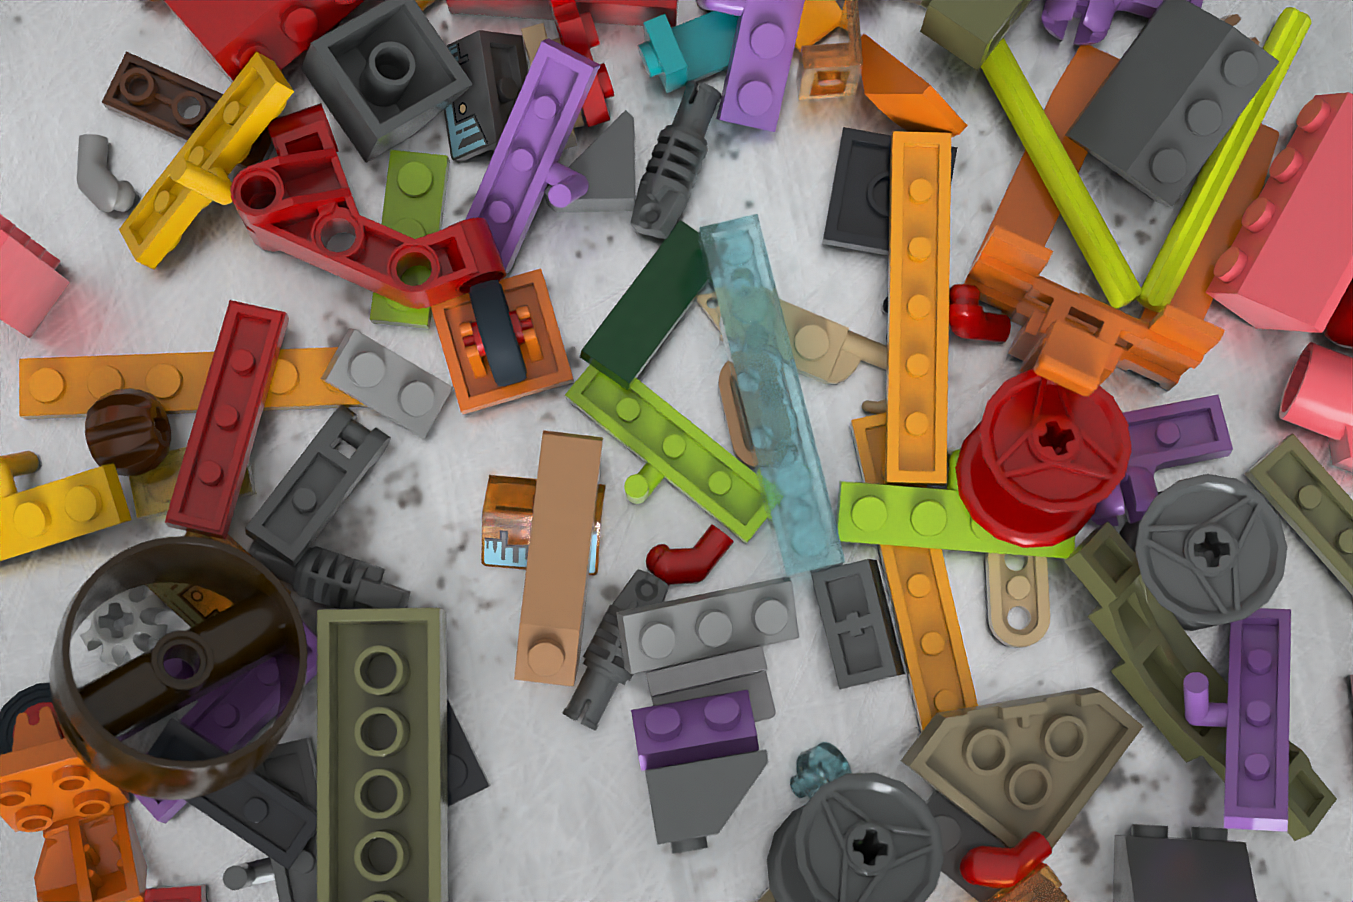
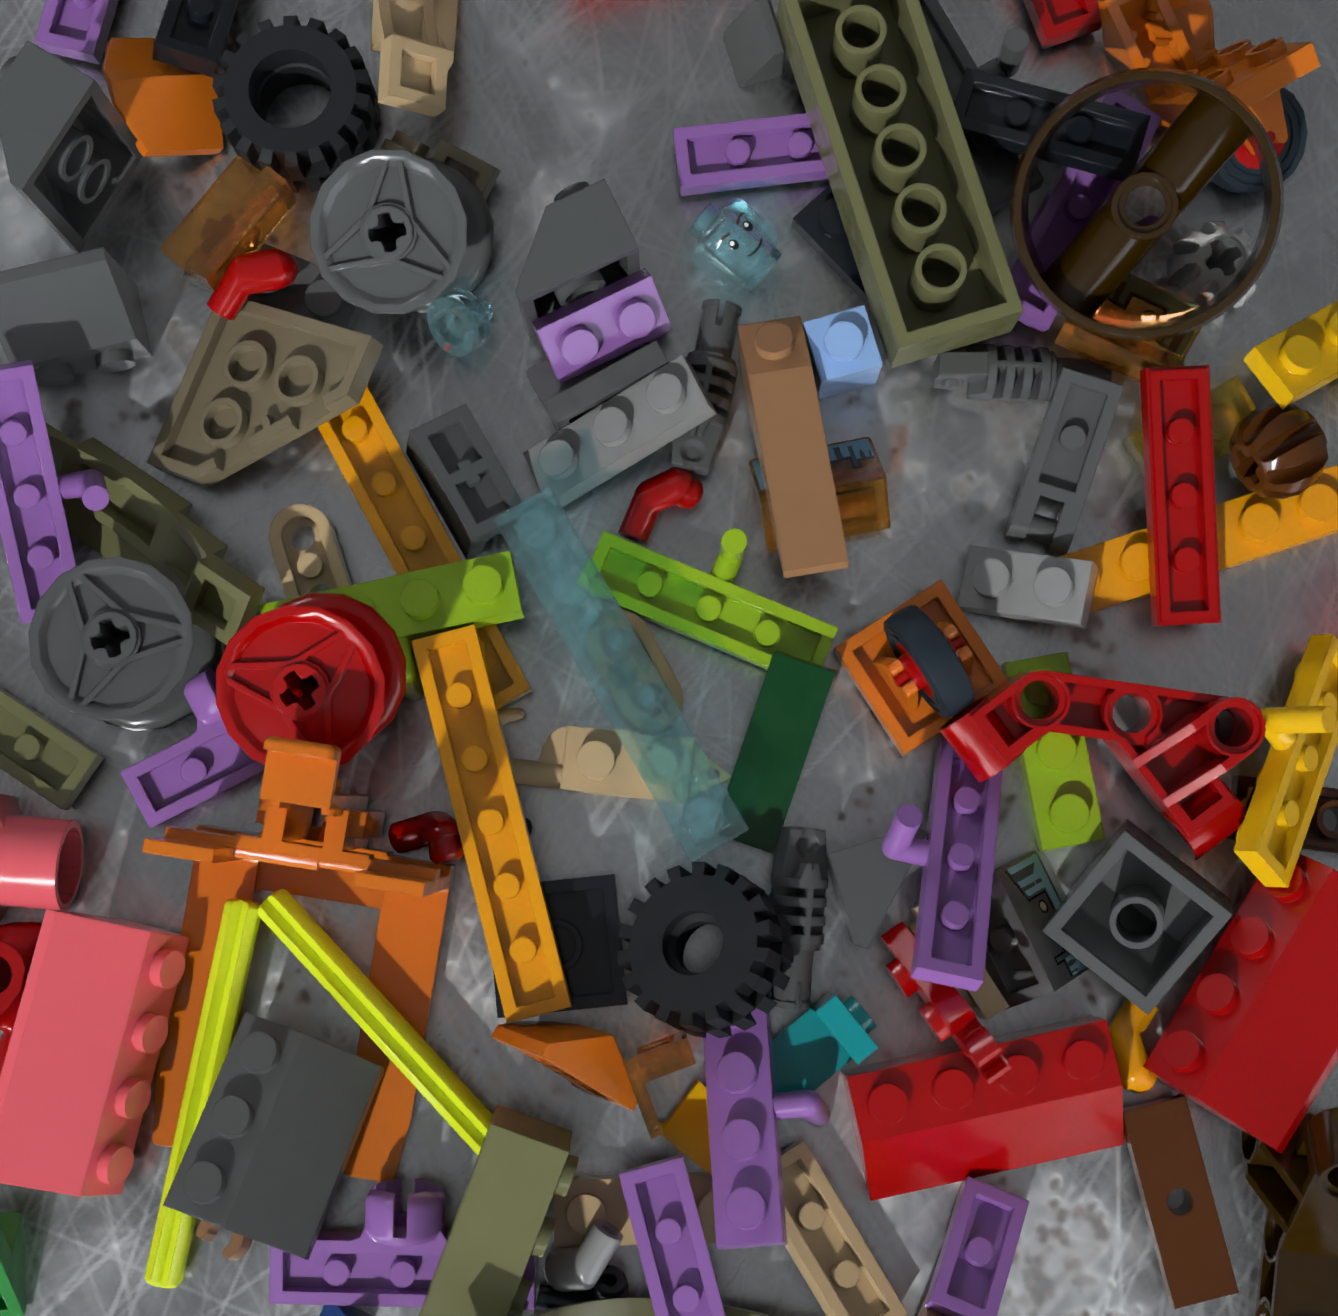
camera: 165 degrees right, 0 degrees up
(485, 641) = (842, 352): none -> light blue brick
(514, 860) = (746, 154): none -> medium lavender plate
(552, 772) = (733, 245): none -> clear light blue head
(725, 137) = (739, 976): none -> black tyre

